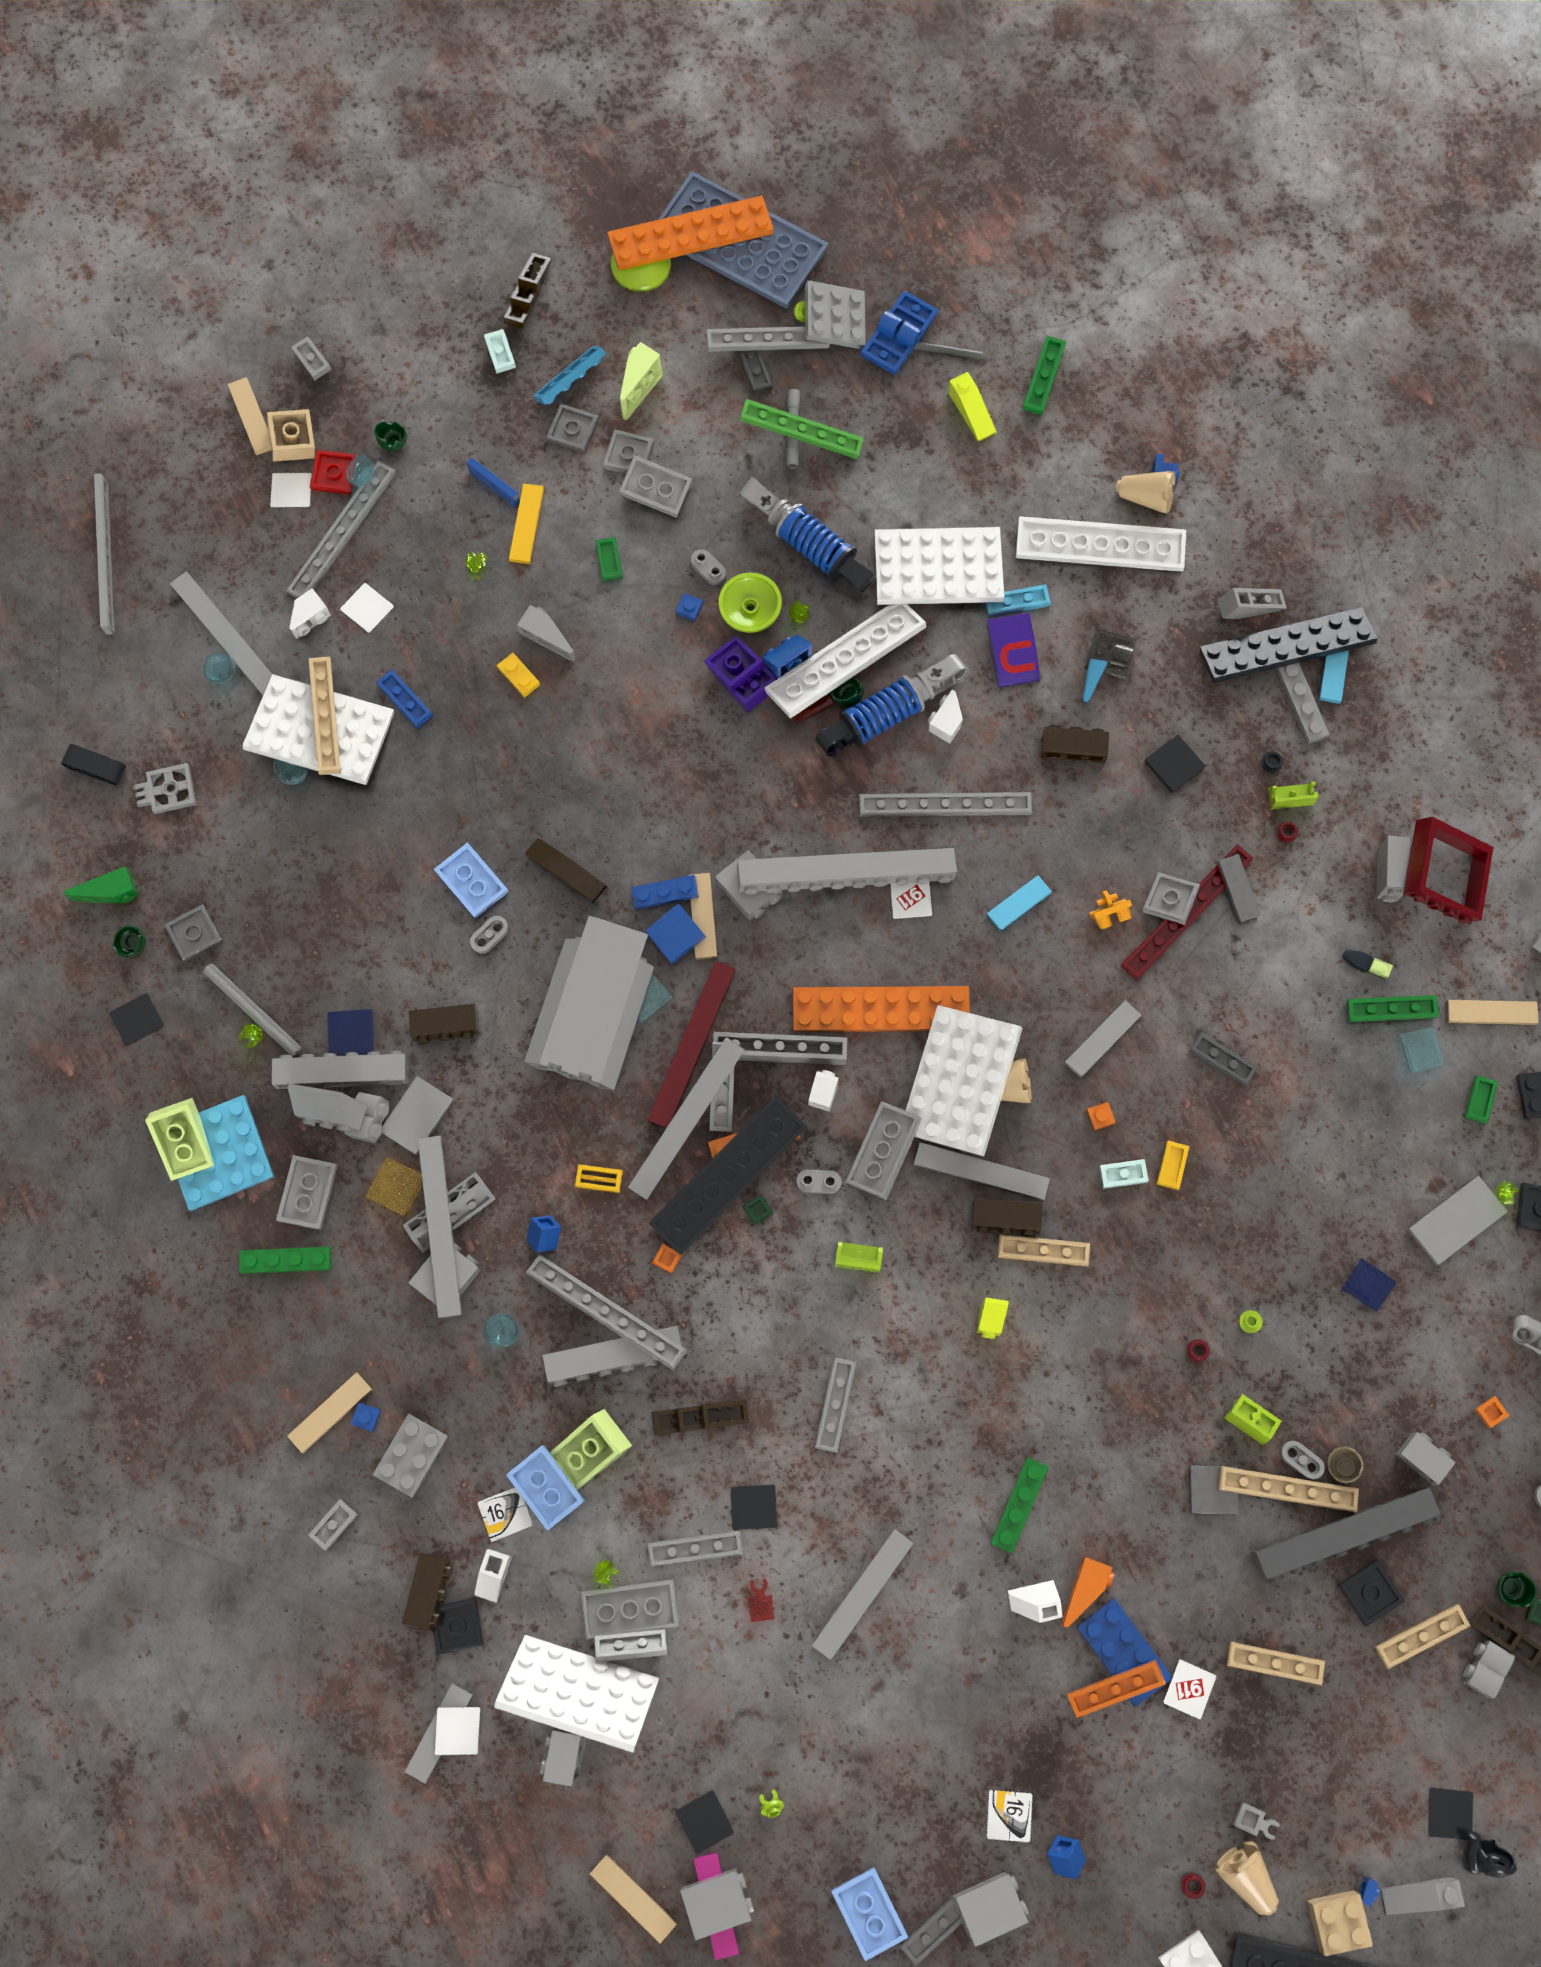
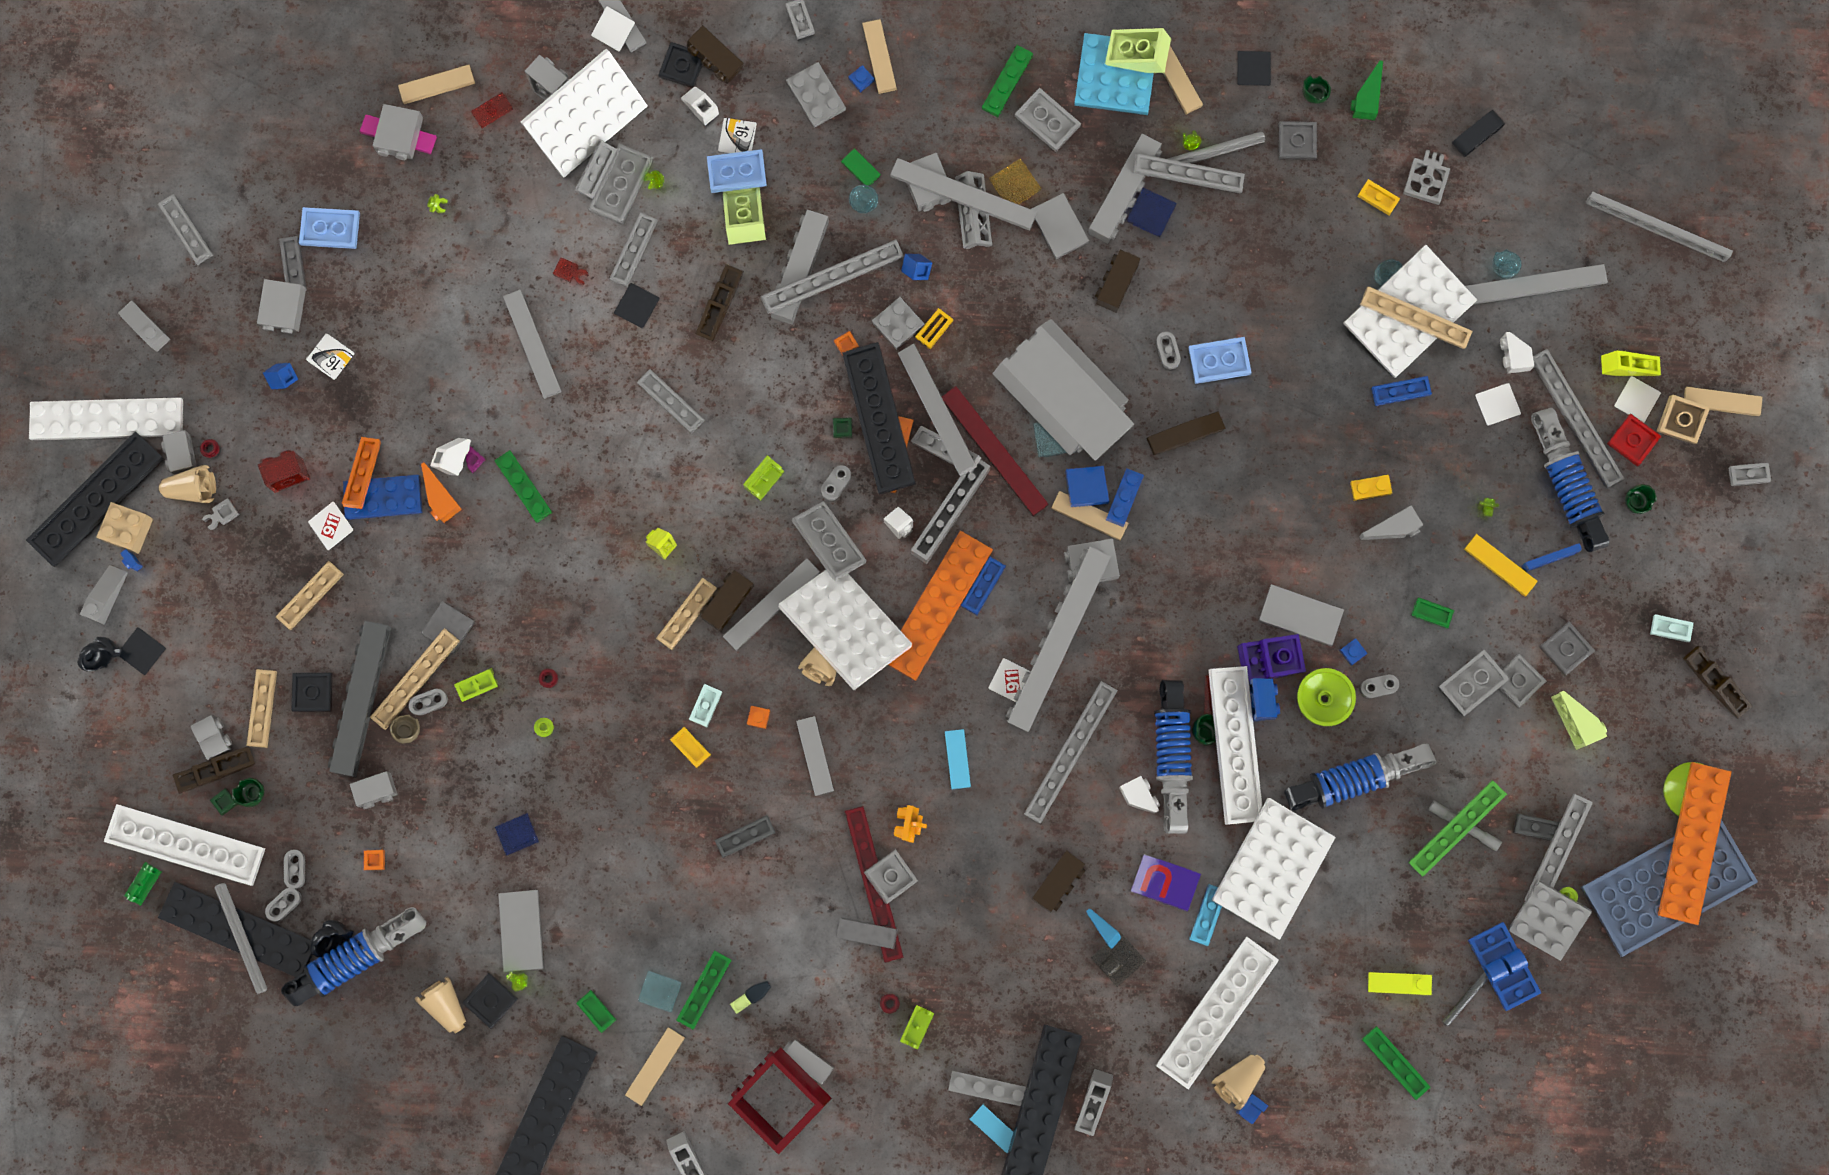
camera: 120 degrees right, 5 degrees up
(195, 1077) = (1181, 84): none -> tan tile
(213, 822) = (1378, 197): none -> yellow plate
(261, 510) = (1630, 364): none -> neon yellow slope
(289, 1016) = (1188, 173): none -> light grey tile
(326, 1108) = (1099, 161): light grey slope -> none
(360, 471) = (1619, 456): clear light blue hair -> none
(375, 1113) = (1077, 188): light grey brick -> none
(408, 500) = (1571, 488): none -> piece
(467, 1357) = (860, 168): none -> green tile
(574, 371) = (1617, 672): dark azure plate -> none
(614, 1218) = (898, 323): none -> light grey plate
(627, 1812) = (492, 110): none -> clear red plate
(682, 671) = (1301, 615): none -> light grey tile
(704, 1822) = (454, 157): black sticker -> none
(798, 611) = (1297, 733): clear neon green plate -> none
(835, 976) = (983, 585): none -> blue tile
(1024, 1577) = (474, 460): none -> magenta tile
(1168, 1776) = (283, 471): none -> clear red brick
(1175, 763) = (997, 952): black tile -> none
(1220, 1917) = (179, 452): none -> light grey brick
(1272, 762) = (953, 1029): black plate -> none

